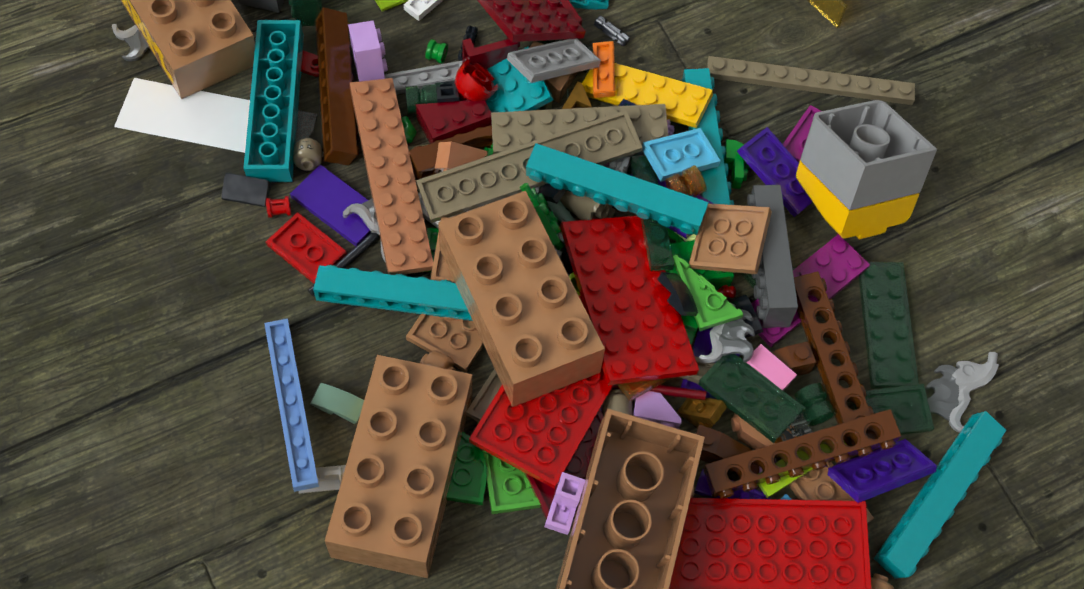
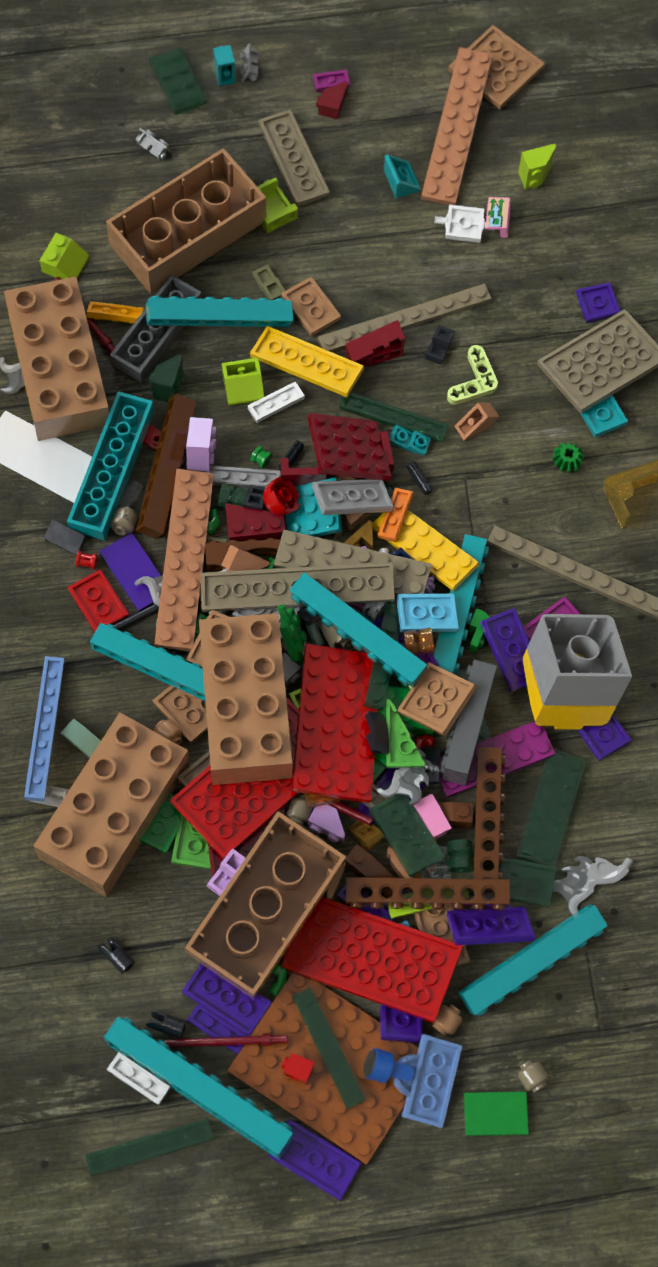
camera: 20 degrees right, 5 degrees up
(911, 236) = (606, 738): none -> dark purple tile

